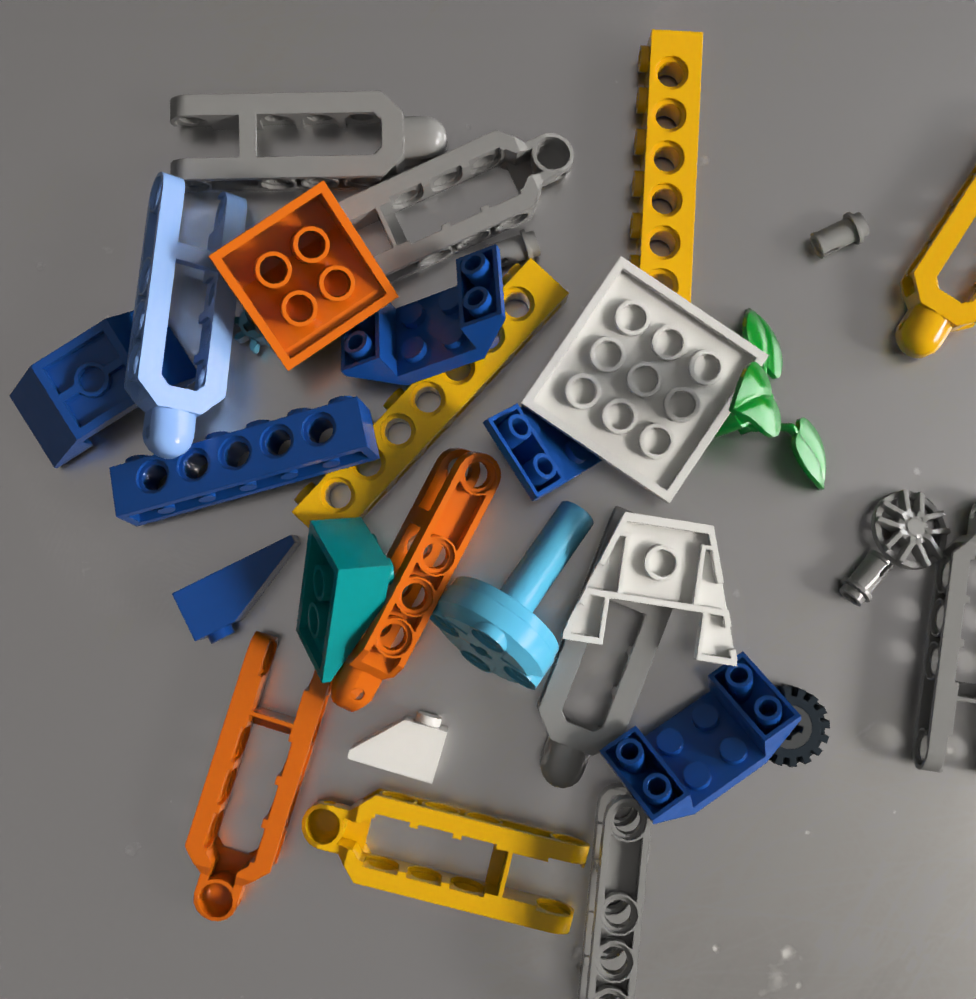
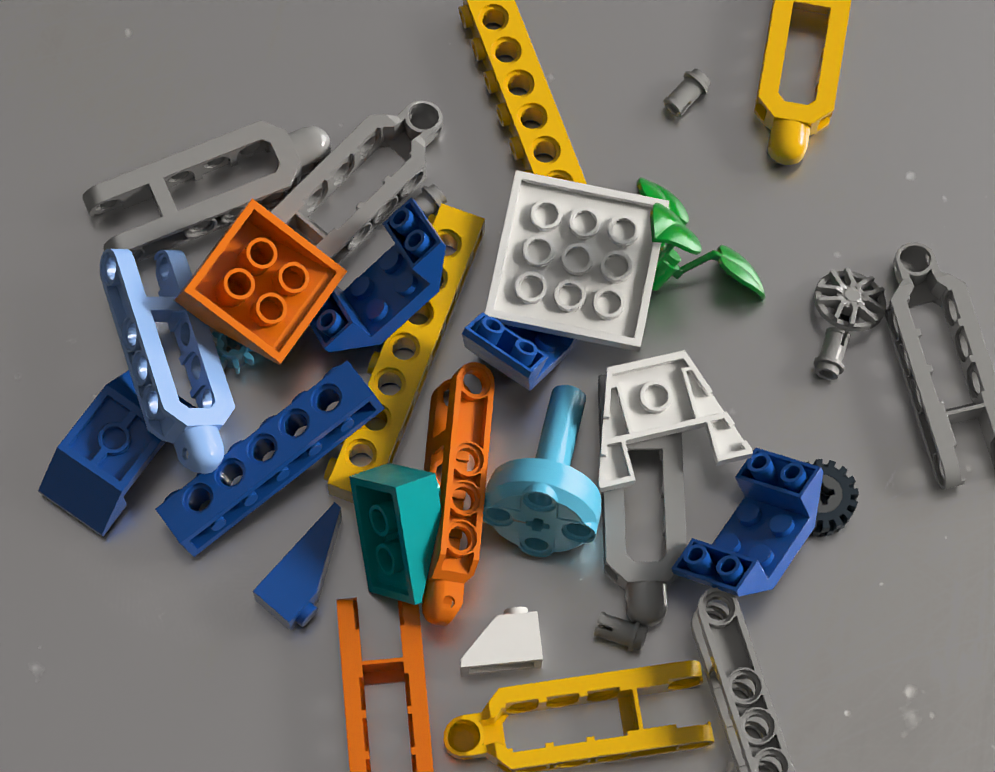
camera: 25 degrees left, 15 degrees down
(525, 779) = (623, 631): none -> light grey pin

